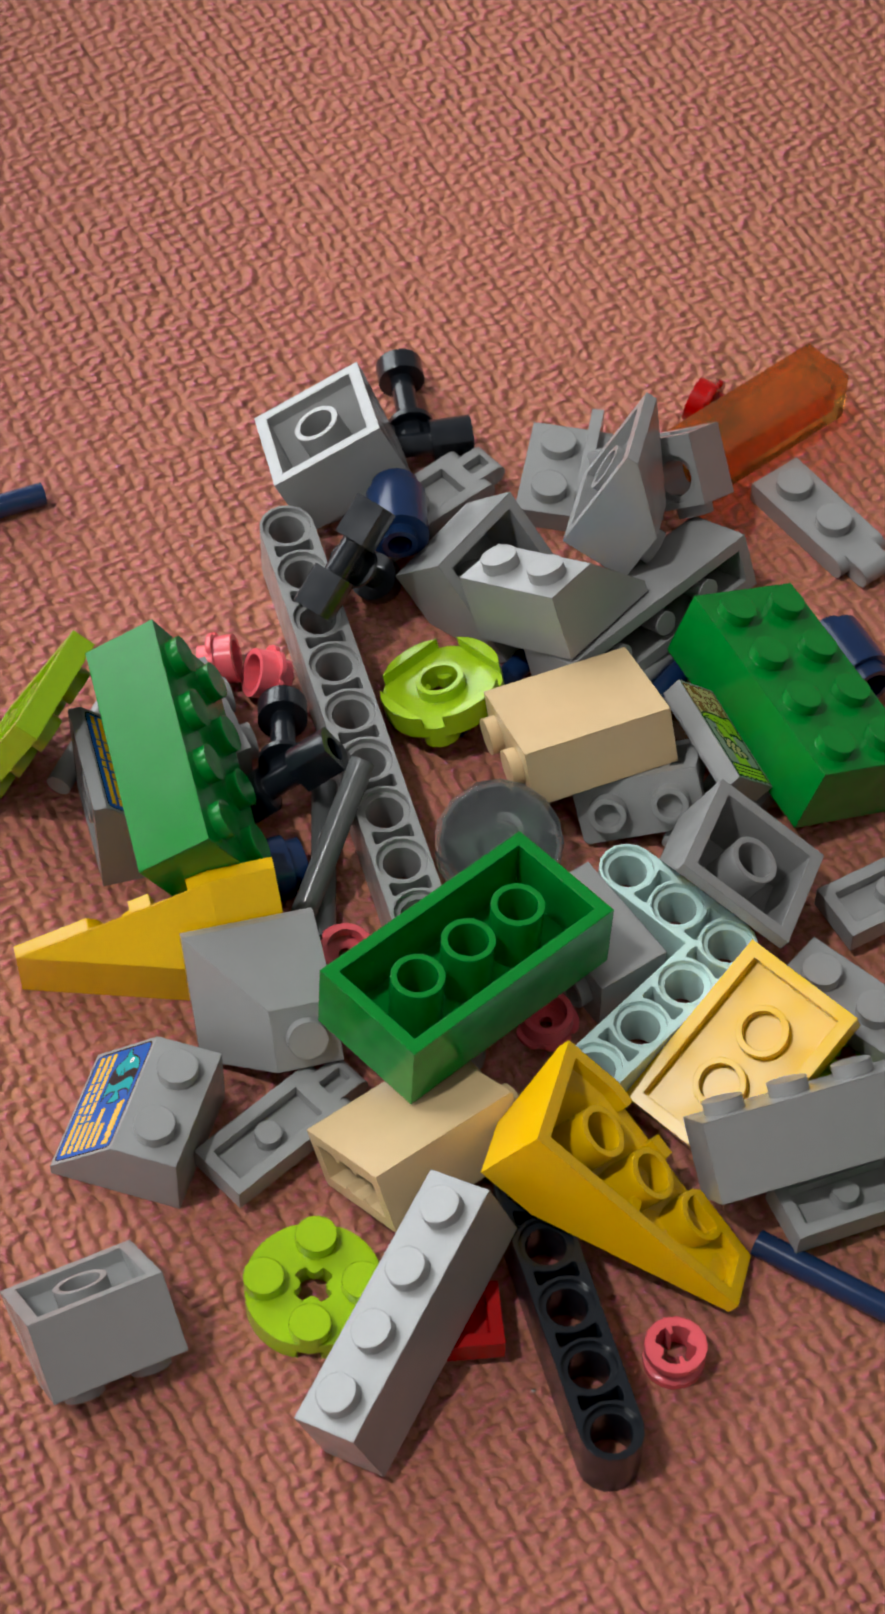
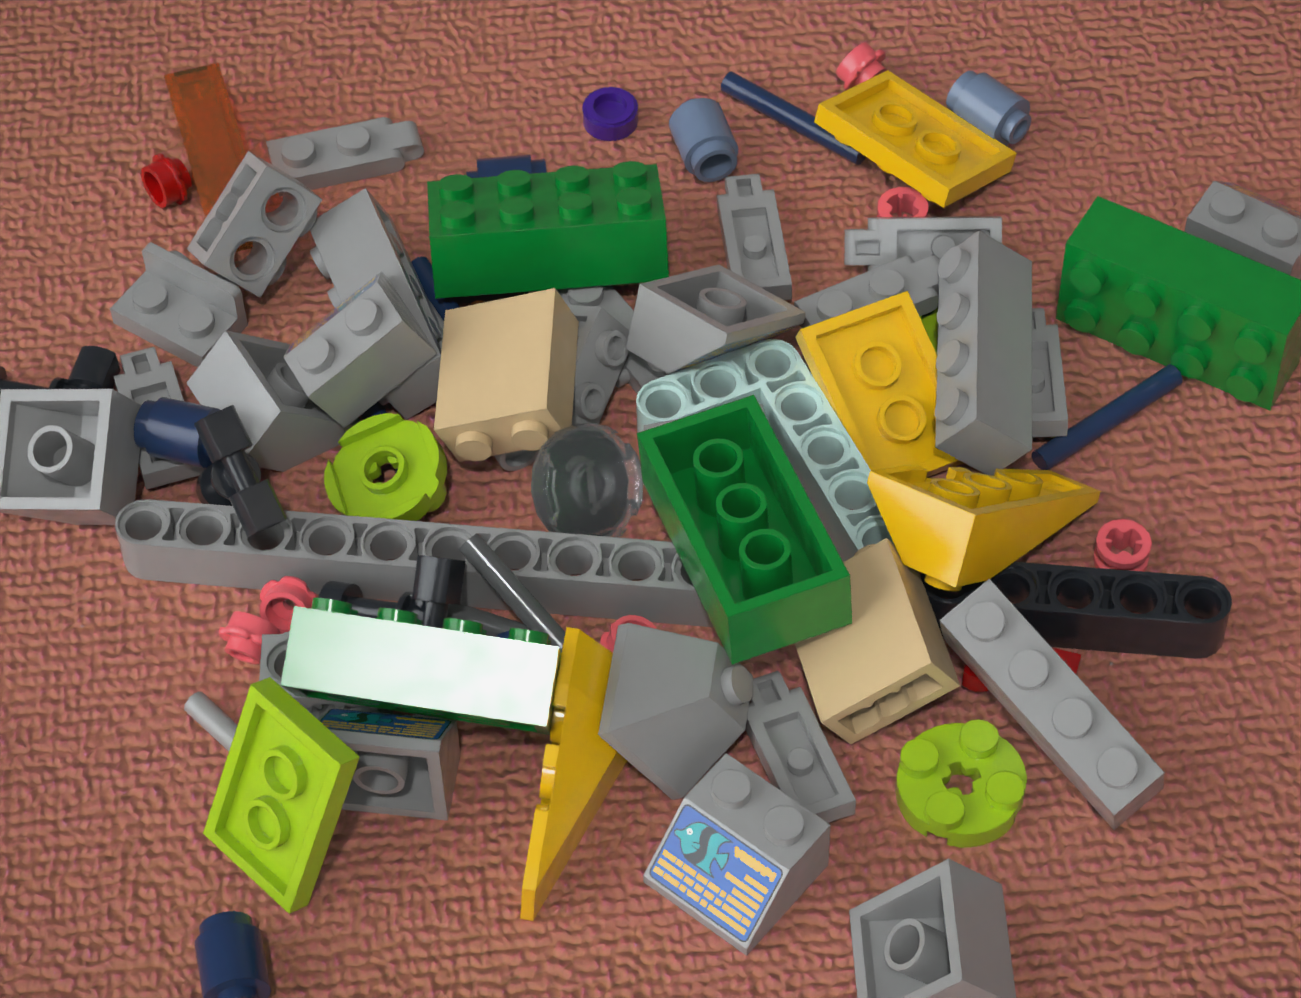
camera: 65 degrees left, 0 degrees up
(623, 495) = (281, 243): light grey slope -> none
(716, 738) = (575, 290): light grey tile -> none

